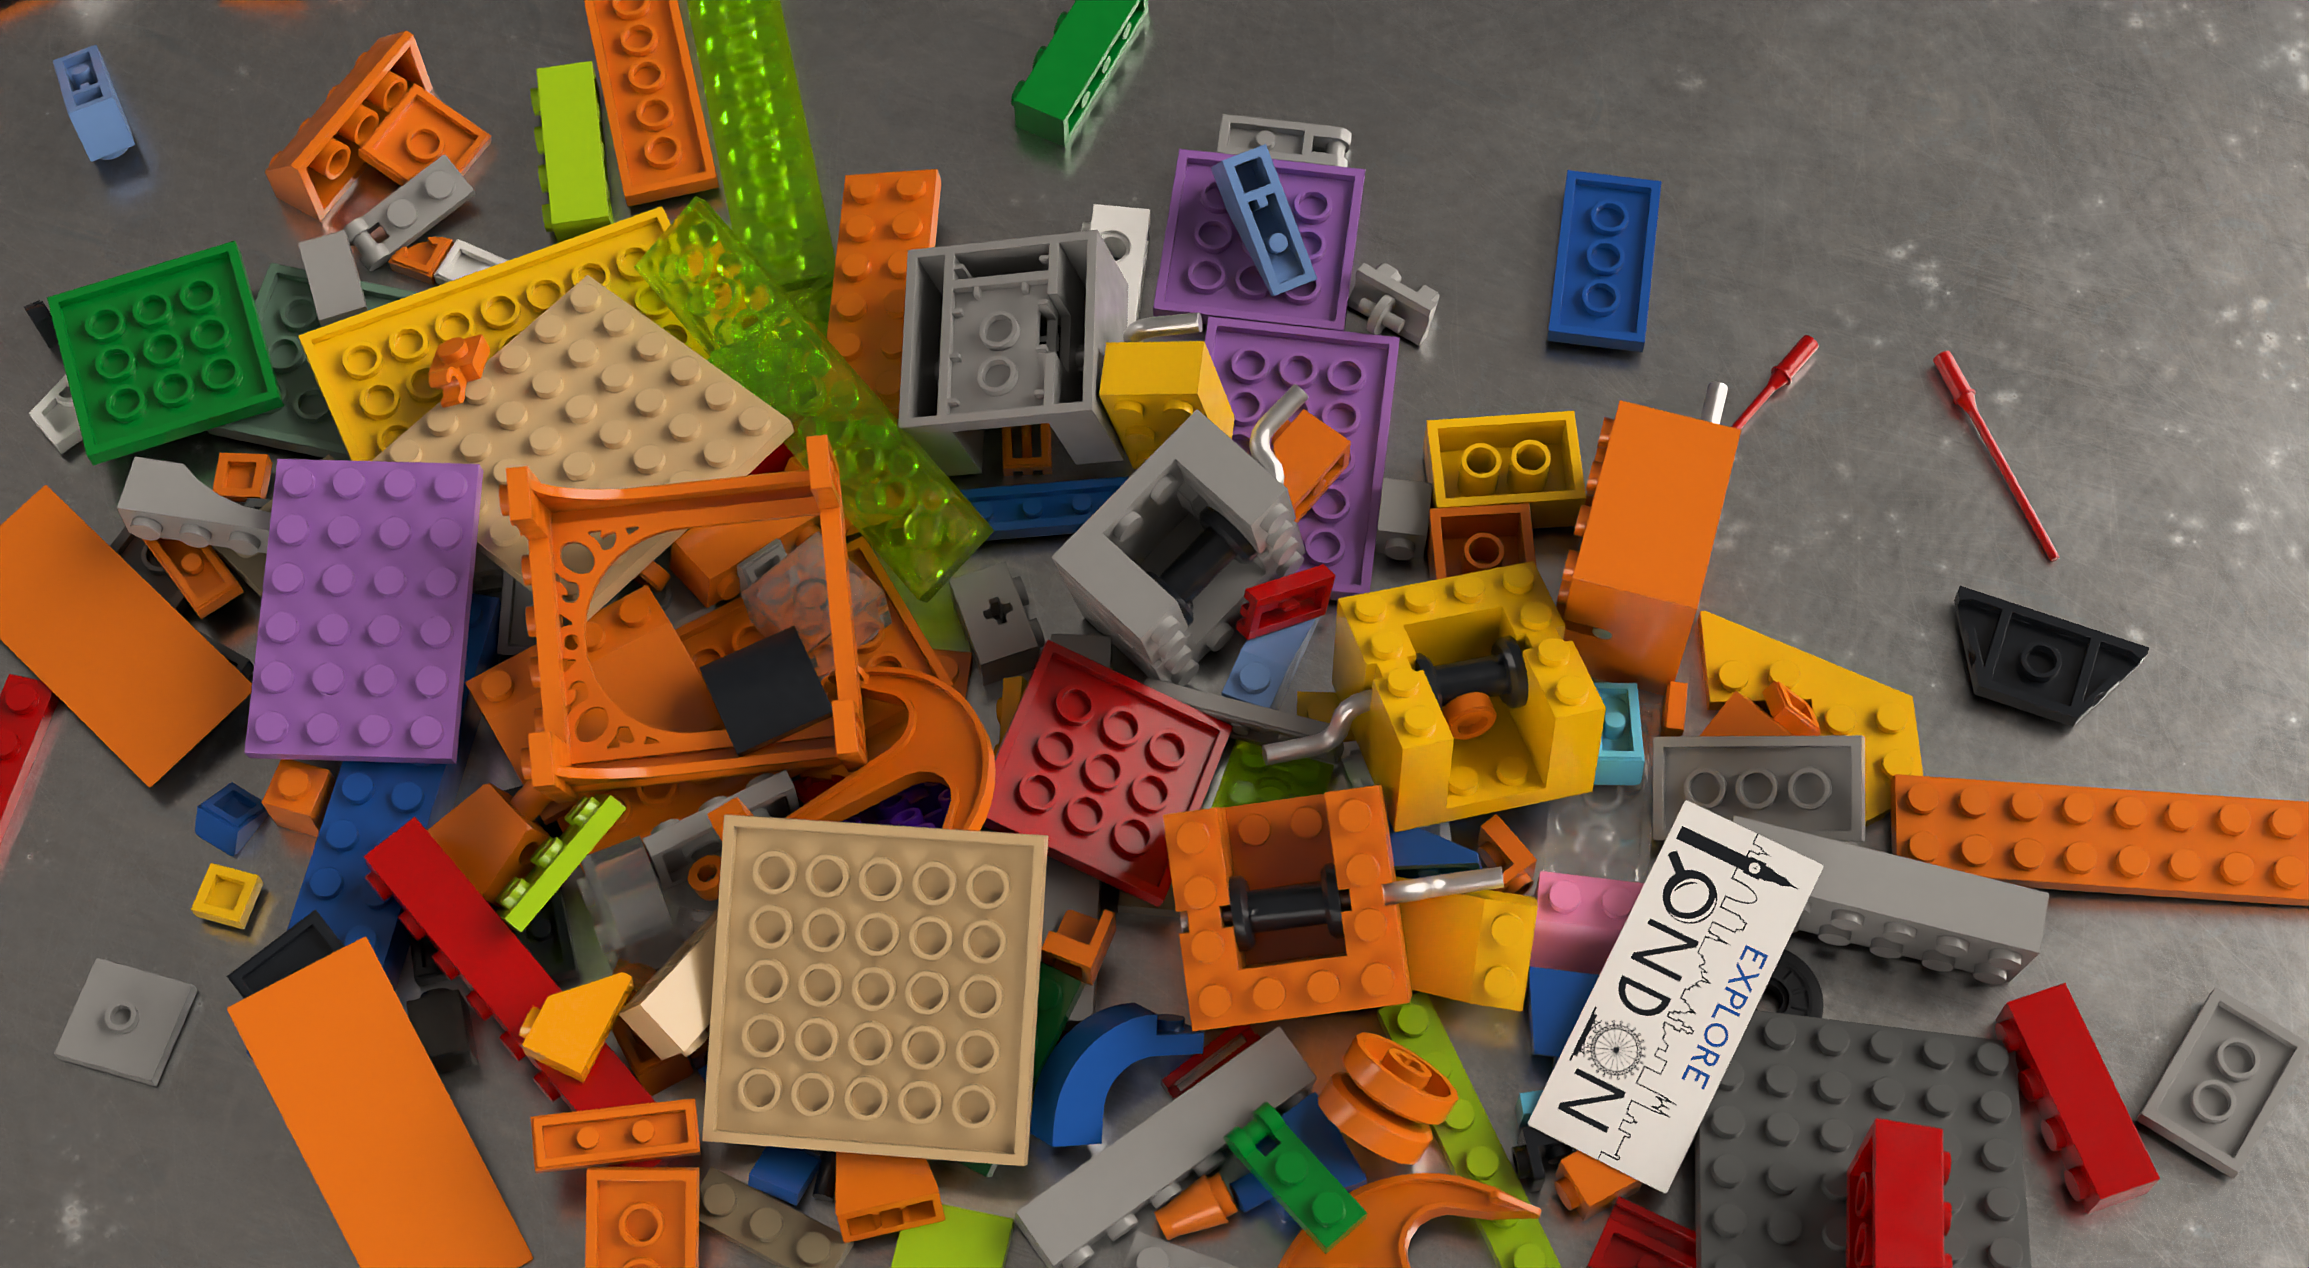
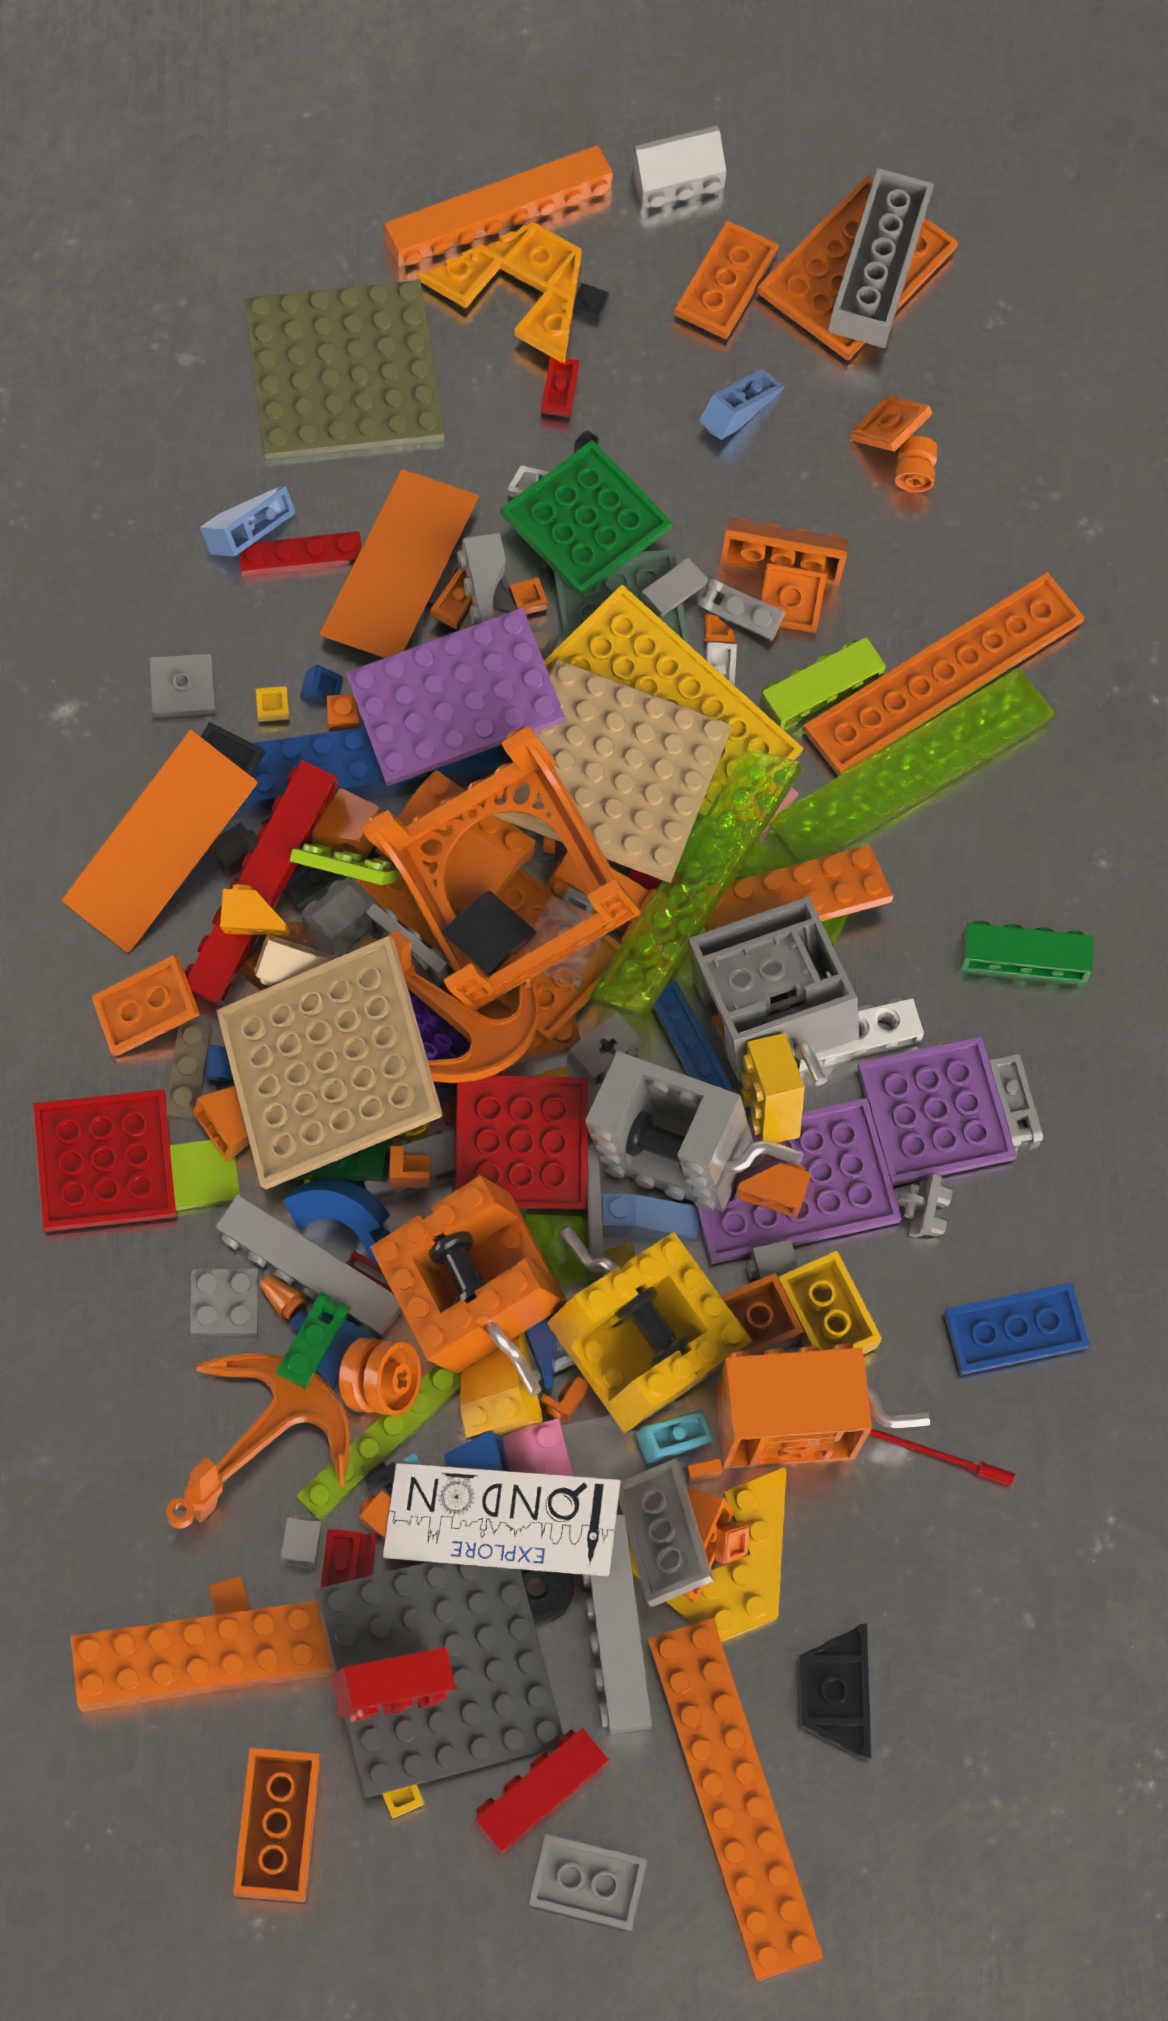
camera: 60 degrees right, 5 degrees up
(455, 365) = (634, 677): orange plate -> none
(615, 1135) = (201, 963): orange tile -> none
(1264, 219) = (943, 1104): medium blue slope -> none
(1286, 601) = (679, 1210): red tile -> none
(1469, 715) = (633, 1338): orange tile -> none
(1964, 397) = (1013, 1591): red piece -> none

